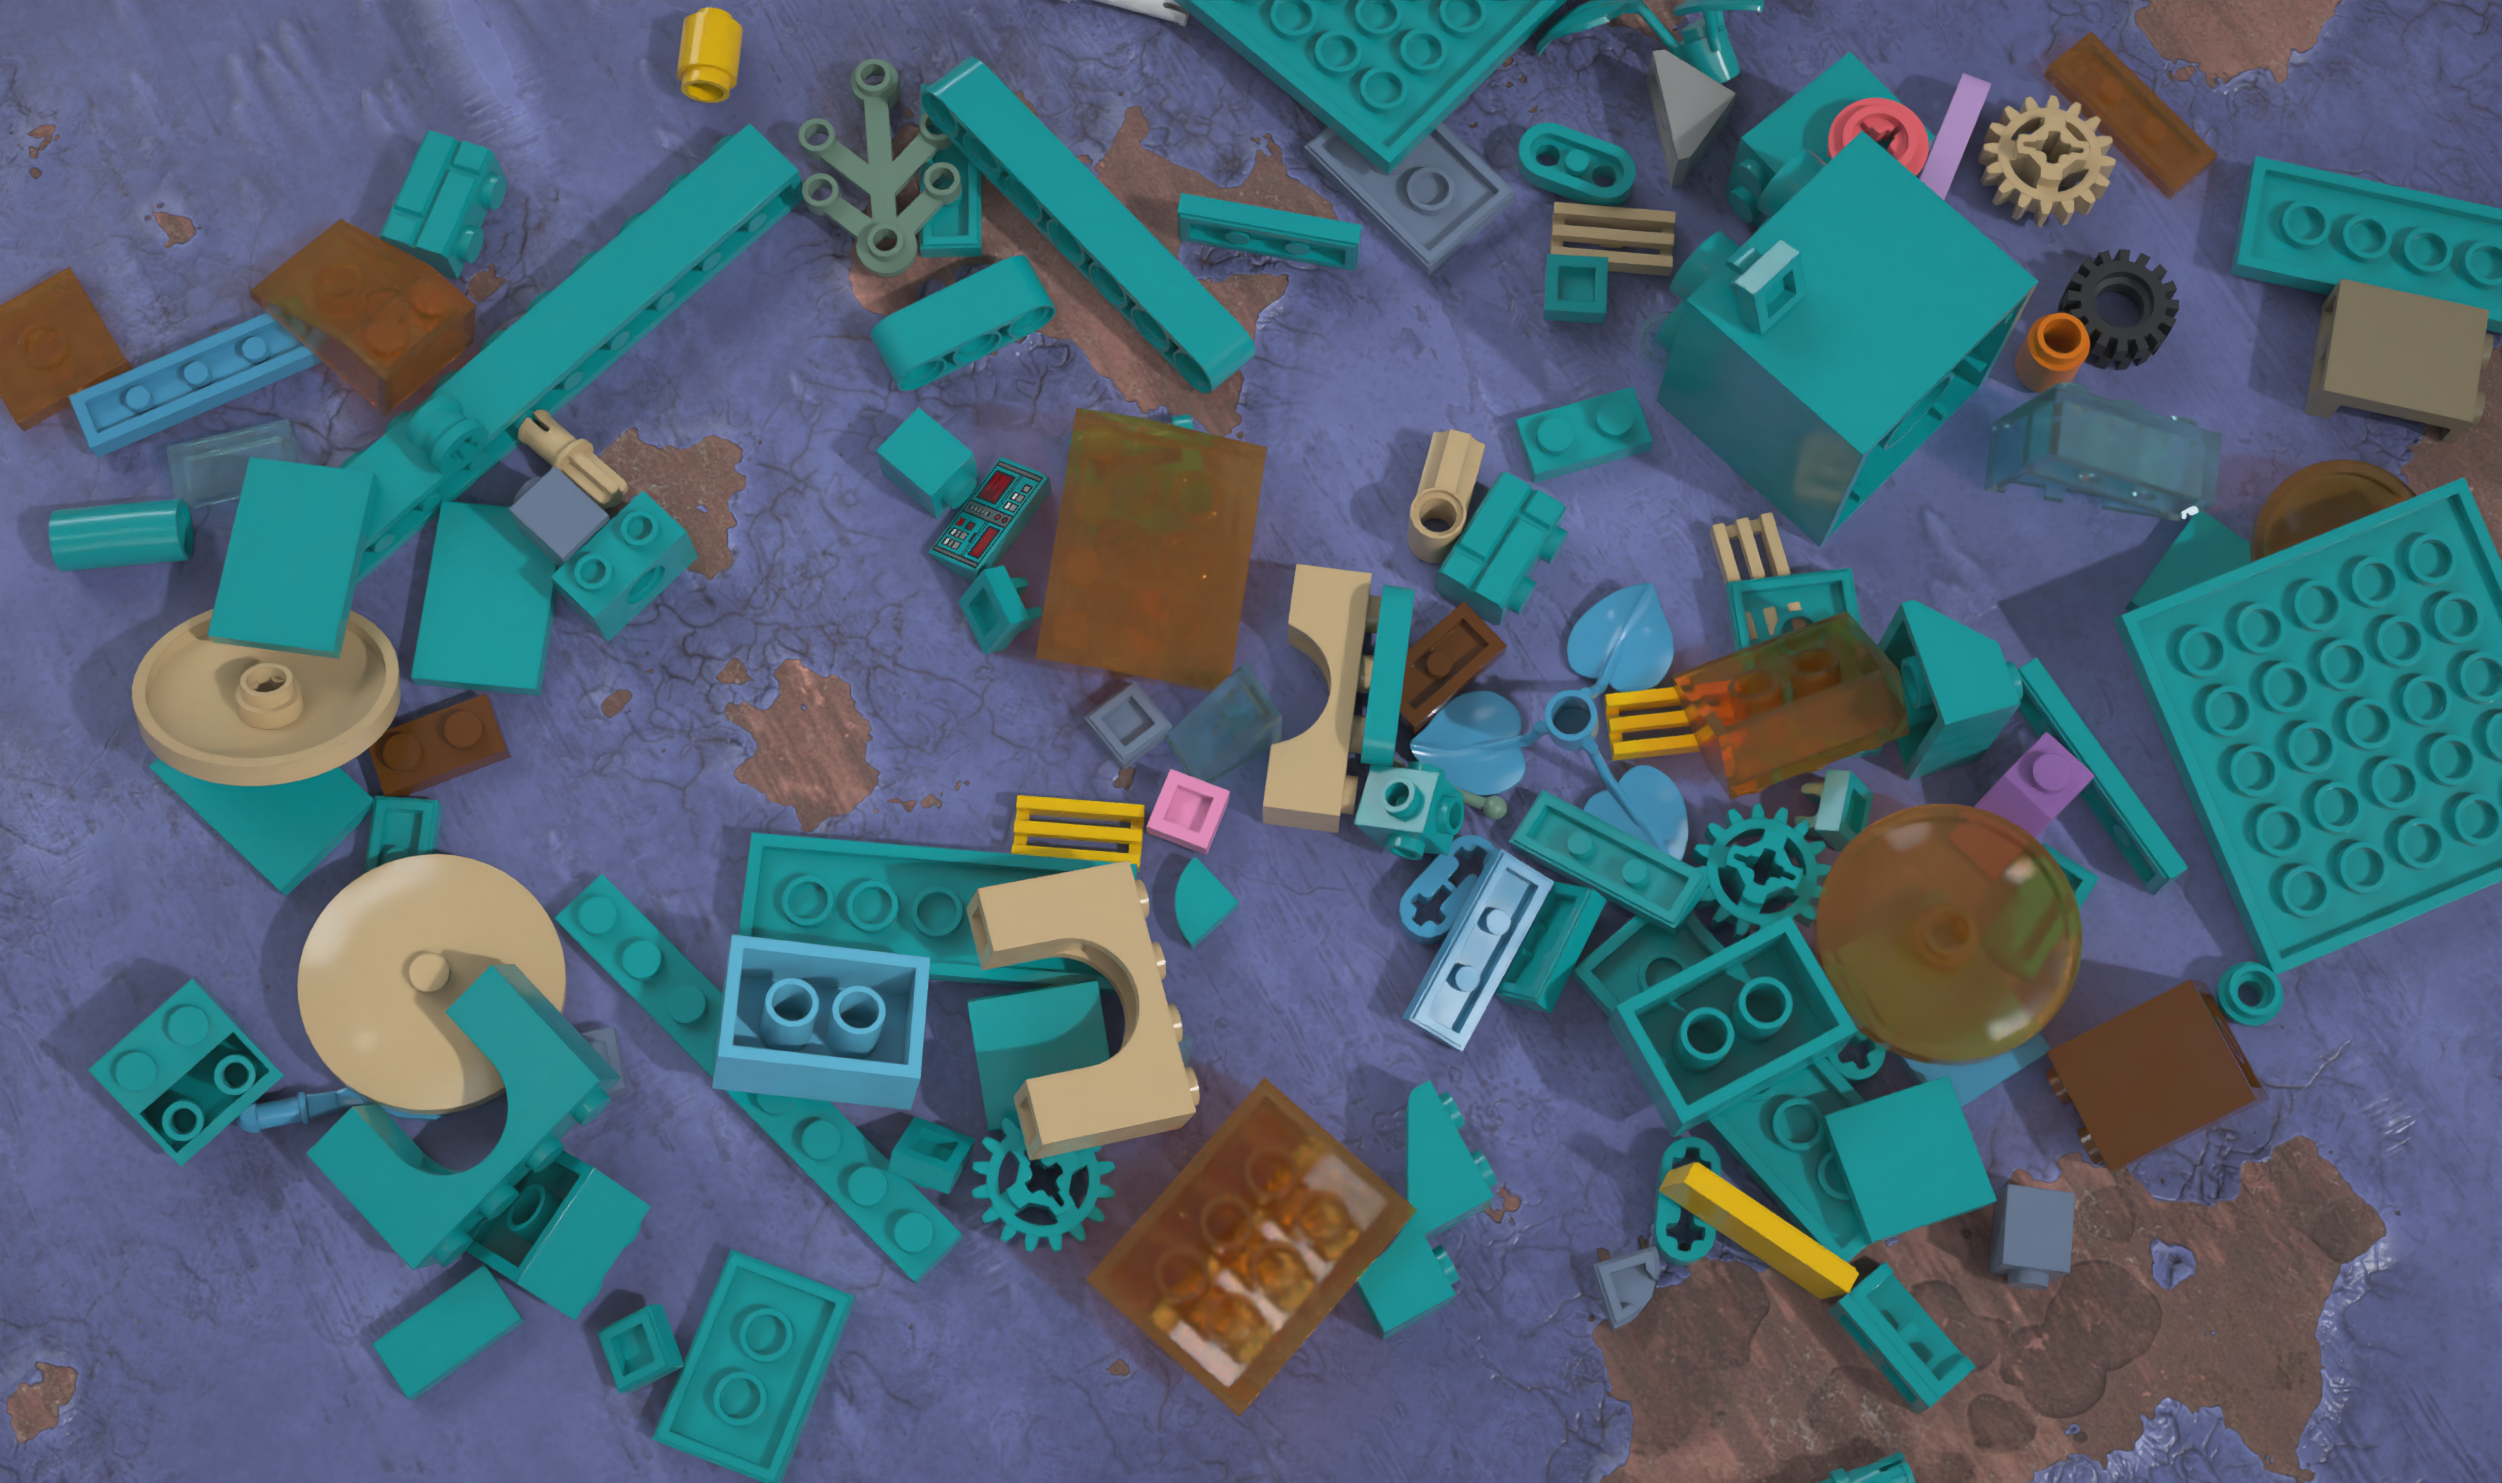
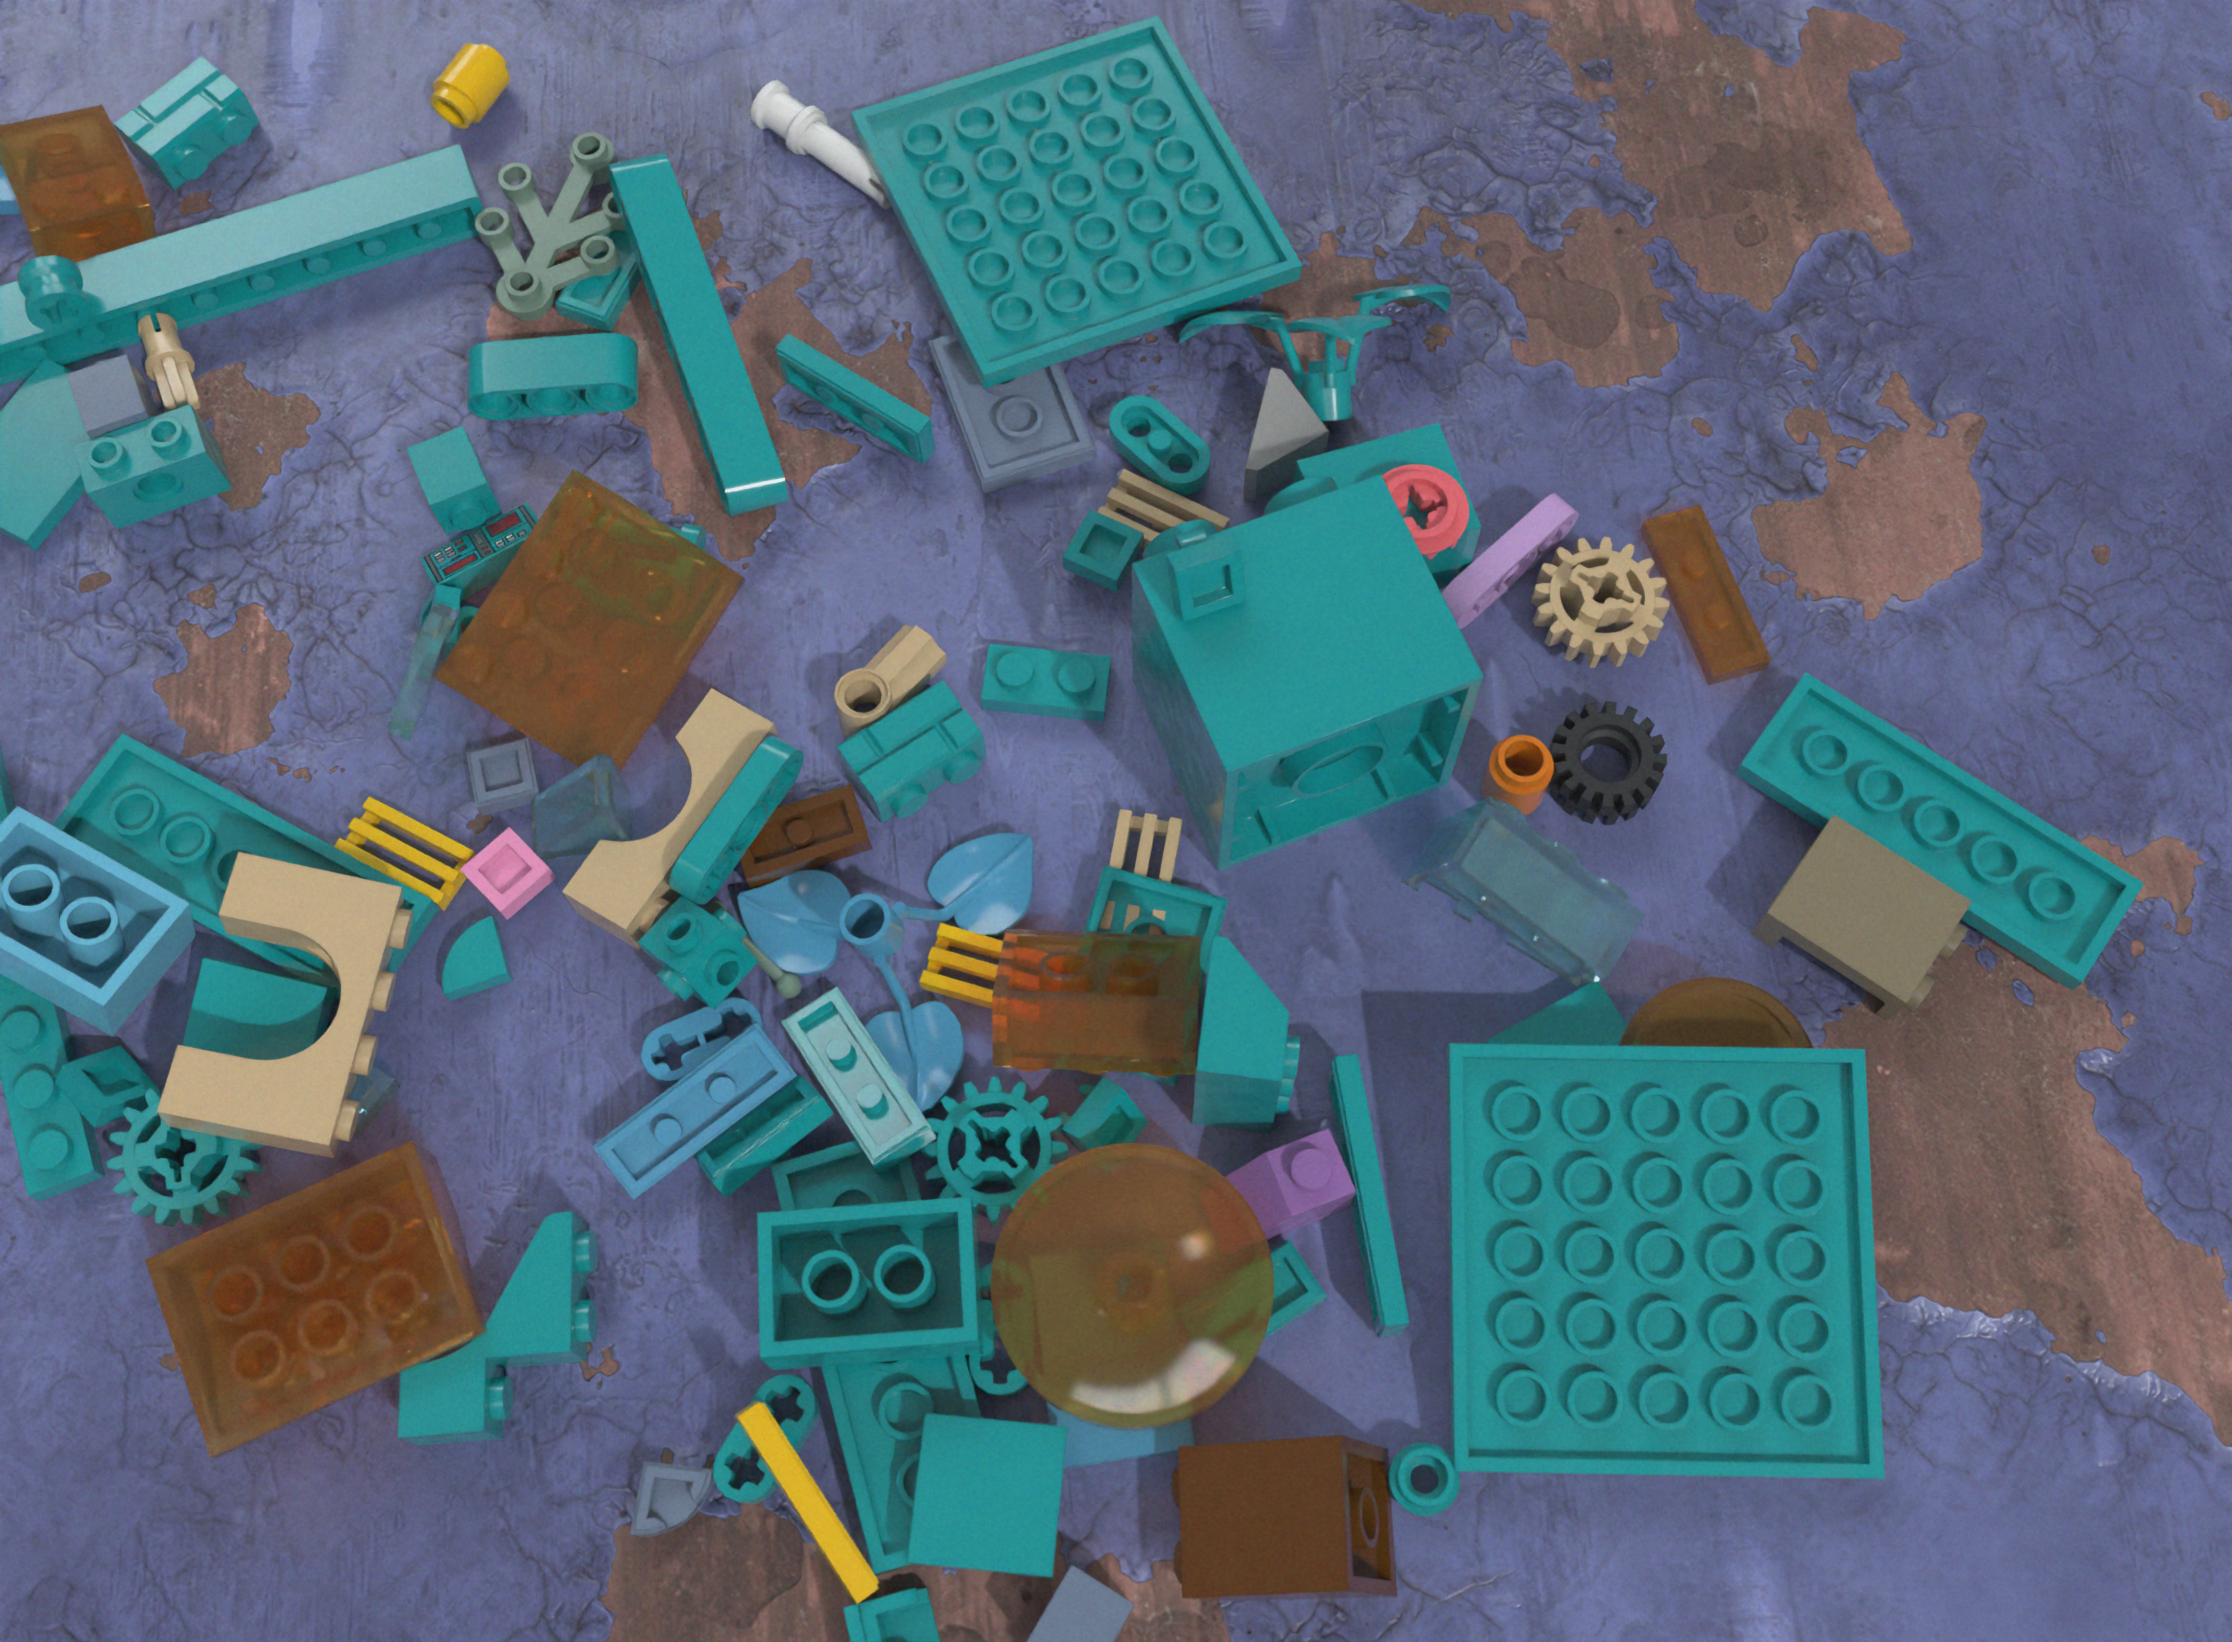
camera: 25 degrees right, 5 degrees down
(1020, 657) = (420, 671): none -> clear light blue tile

